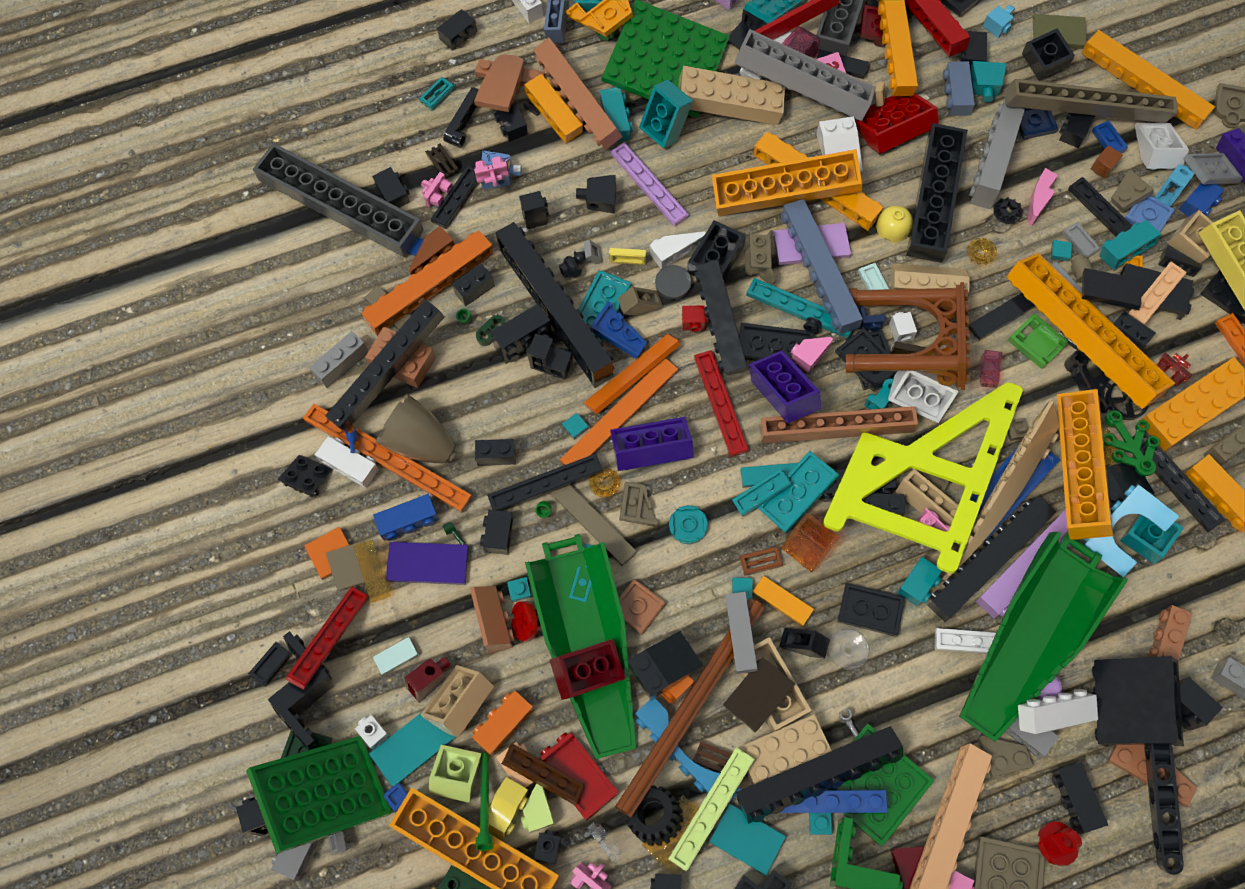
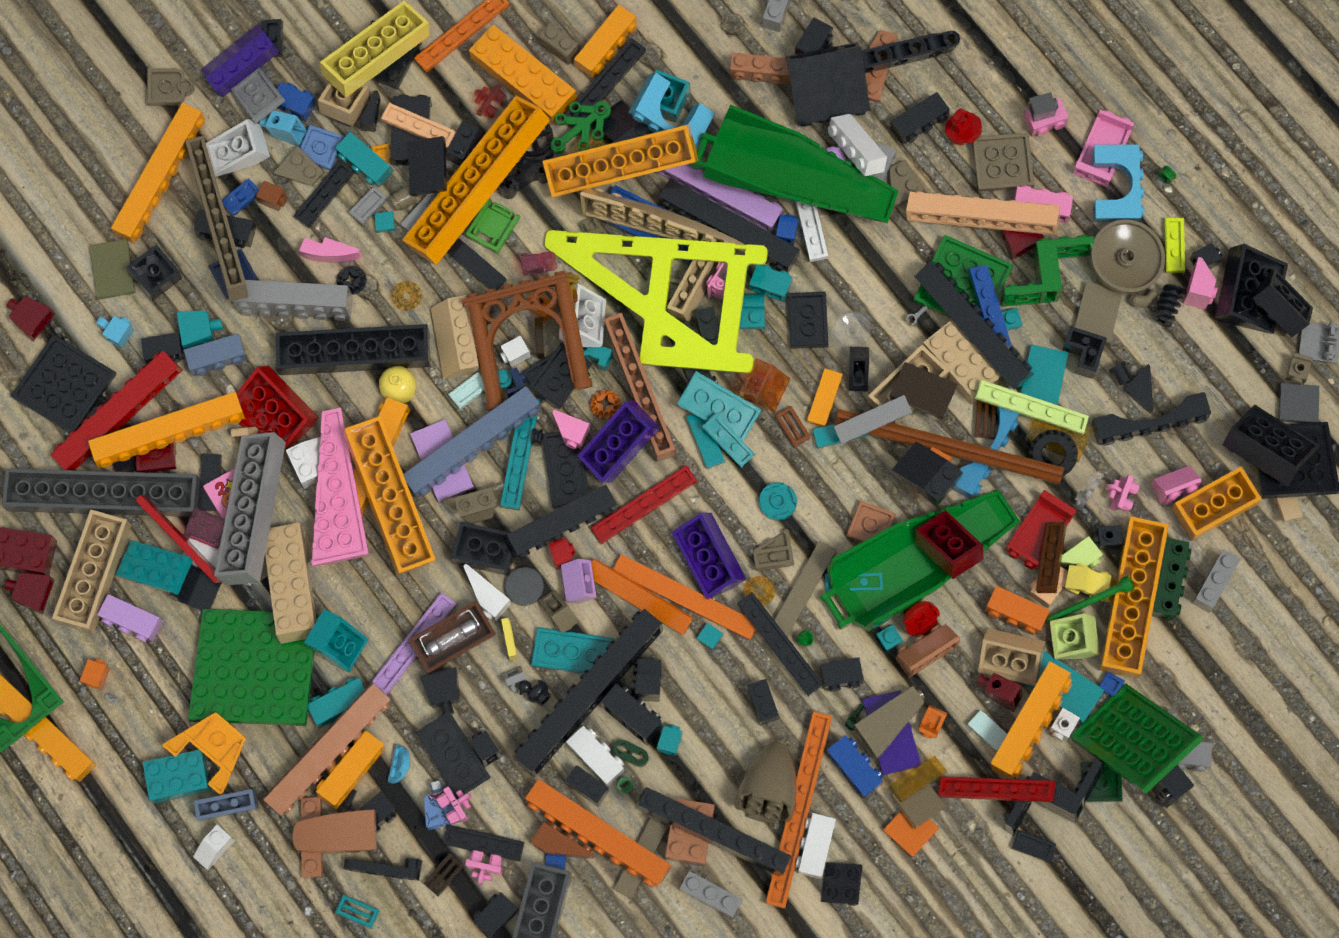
camera: 105 degrees left, 5 degrees up
(352, 437) = (793, 846): blue hand -> none
(383, 695) = (1031, 721): none -> light orange brick
(421, 601) = (932, 722): none -> orange bracket
(434, 557) = (888, 721): none -> dark tan slope
(457, 29) = (269, 915): black brick -> none
(489, 363) = (670, 740): none -> teal brick
(498, 299) = (596, 755): none -> white brick
(548, 149) = (399, 765): none -> medium azure plate
(552, 182) = (453, 754): none -> black tile
(616, 331) = (599, 623): blue wing -> none
(641, 206) = (451, 637): none -> reddish brown piece
(661, 323) = (578, 581): none -> lavender brick
(782, 142) = (338, 515): none -> bright pink wing
(835, 401) = (598, 409): none -> orange gear
(878, 310) = (505, 378): none -> teal plate
(893, 552) = (753, 312): none -> teal brick
(975, 615) = (787, 228): none -> blue brick

